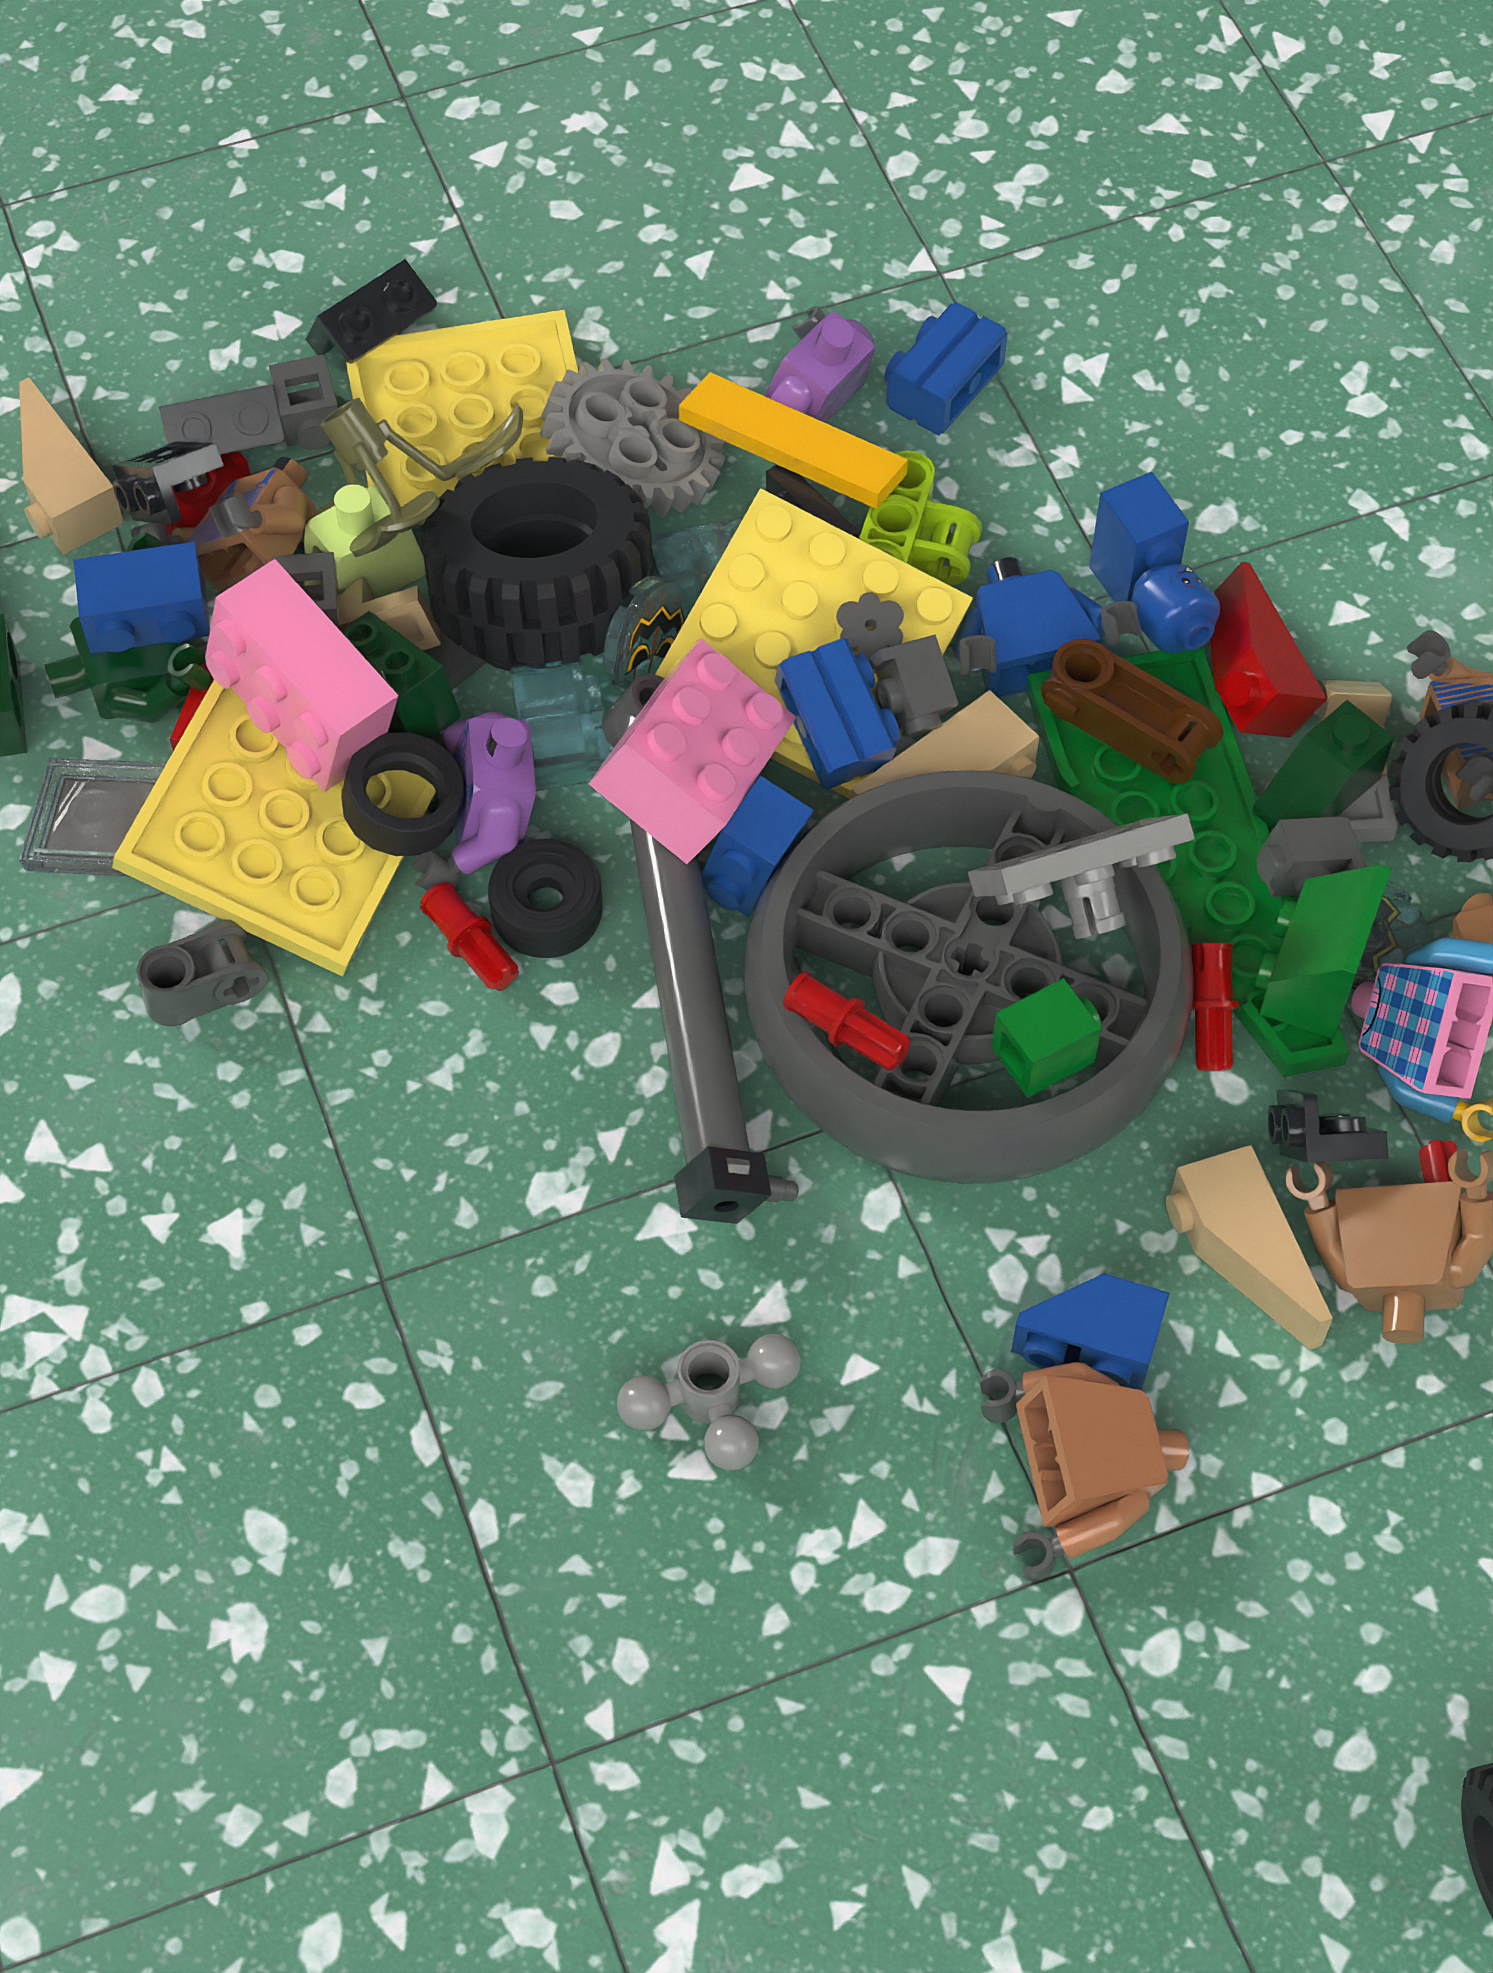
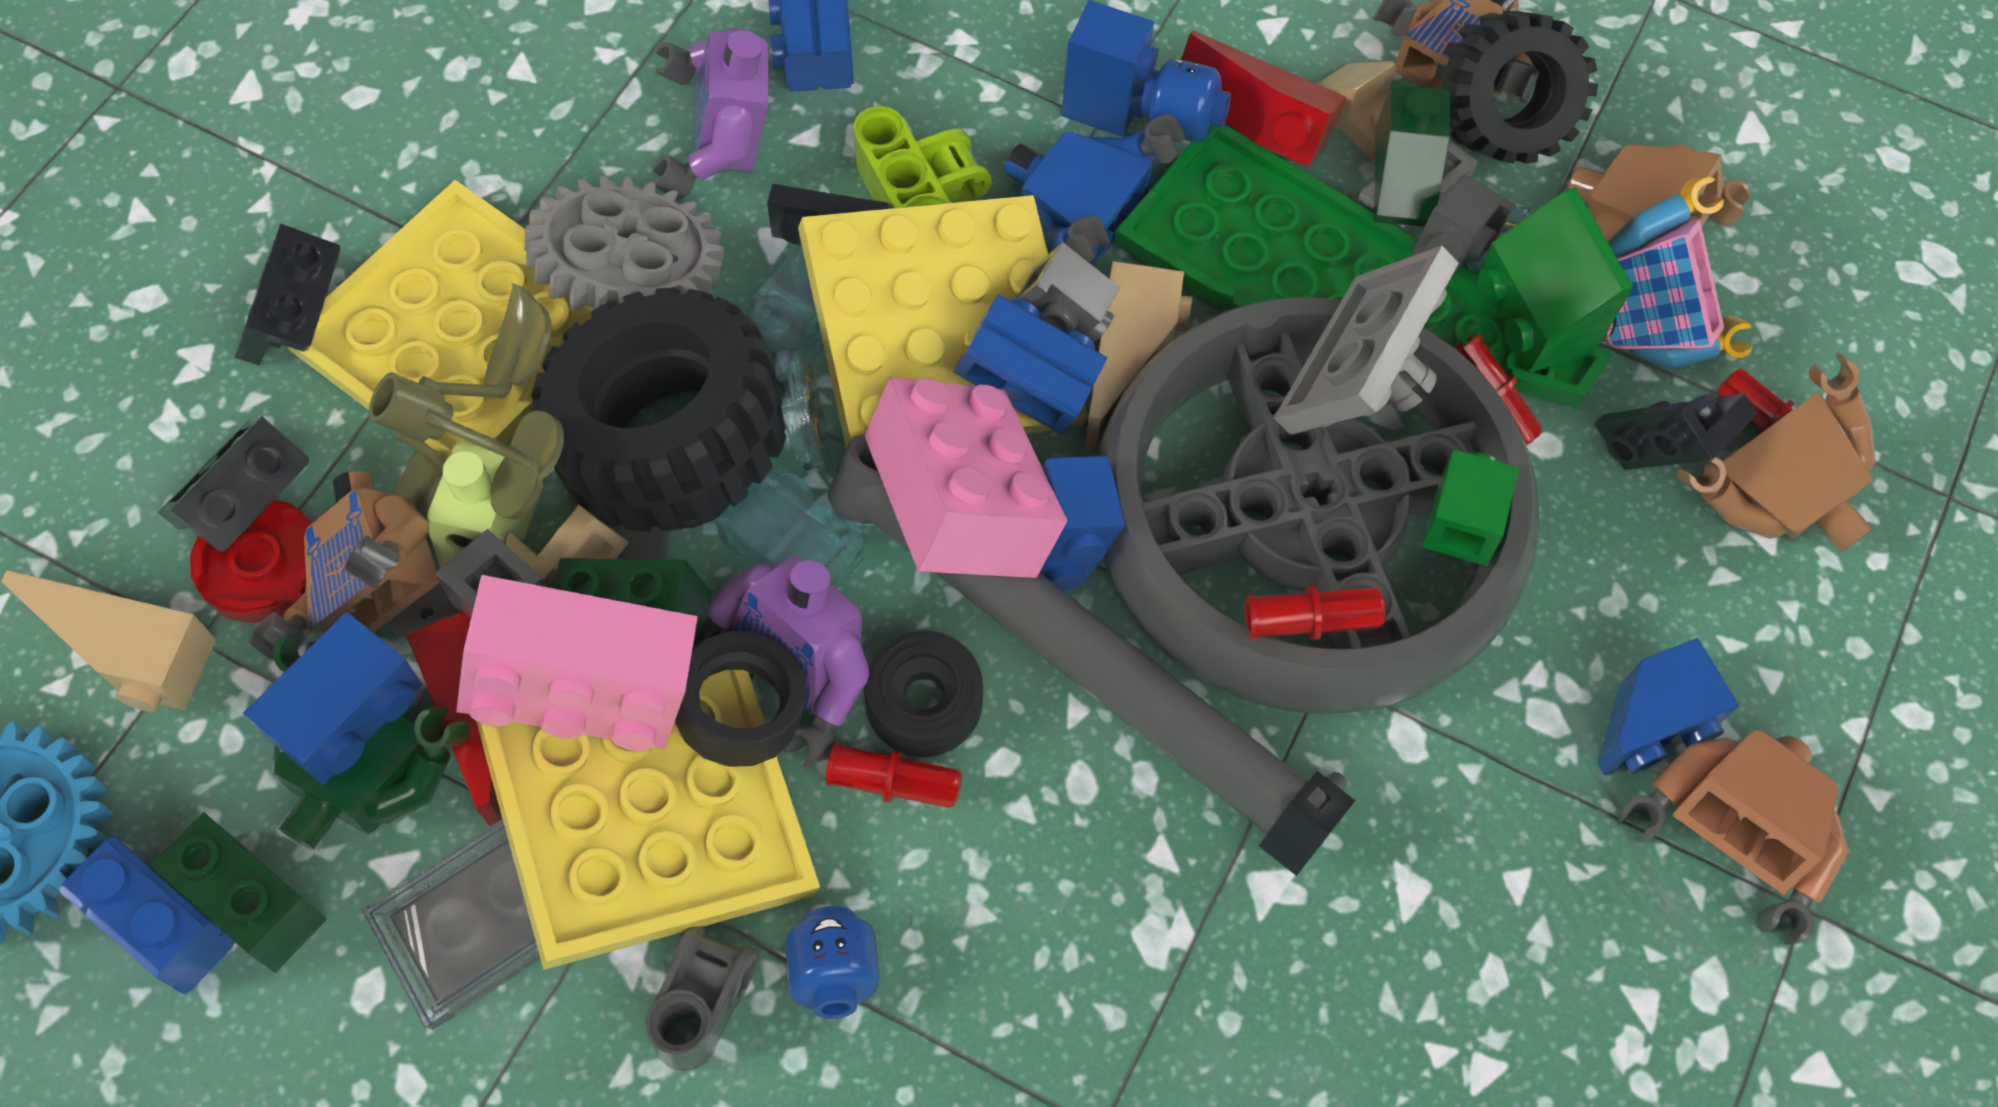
camera: 45 degrees left, 5 degrees up
(147, 479) = (237, 572): black bracket -> none
(304, 409) = (300, 409): dark grey brick -> none
(305, 1018) = (832, 962): none -> blue head
(730, 1439) = (1506, 1026): light grey piece -> none
(793, 440) = (767, 162): yellow tile -> none
(869, 611) = (994, 259): dark grey plant -> none
(1129, 710) = (1229, 204): reddish brown piece -> none
(1247, 1240) = (1681, 549): tan slope -> none

